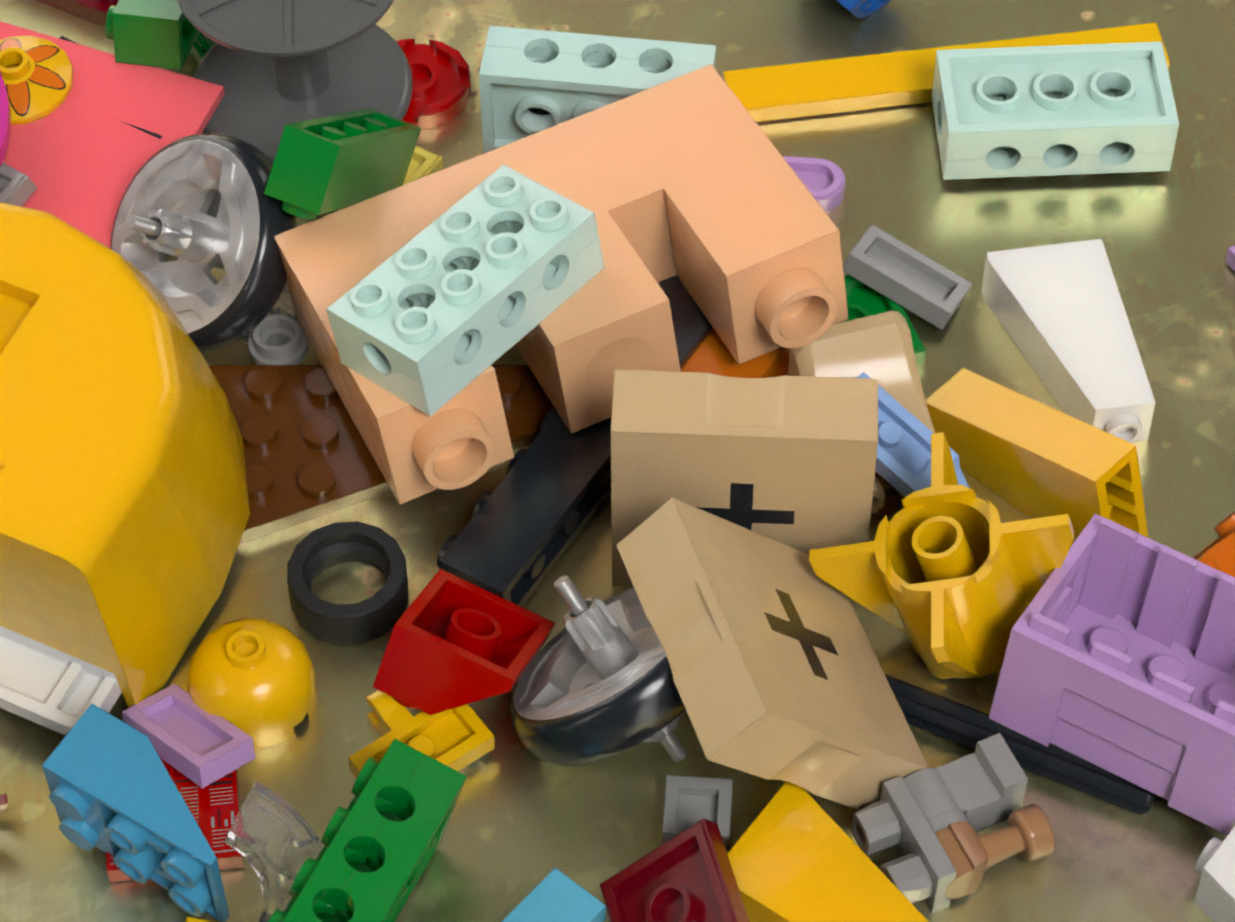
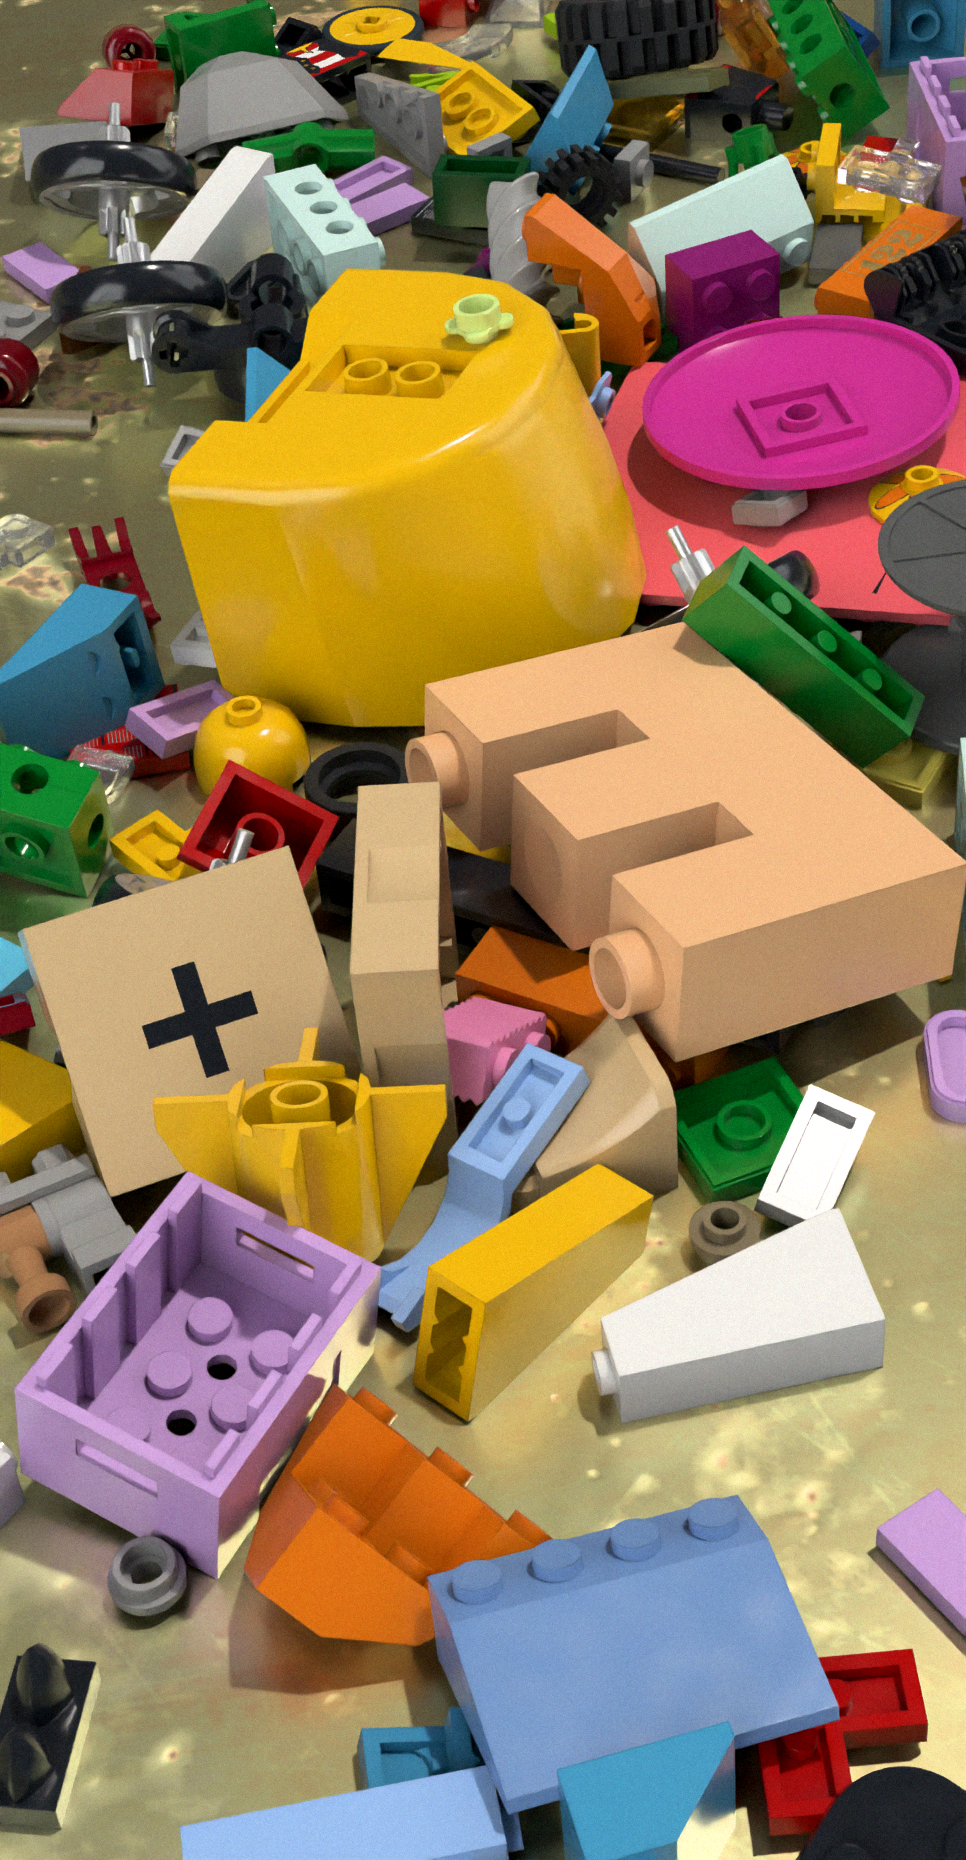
camera: 90 degrees right, 10 degrees down
(466, 289) = (566, 696): light aqua brick -> none
(968, 347) = (723, 1230): none -> dark tan plate

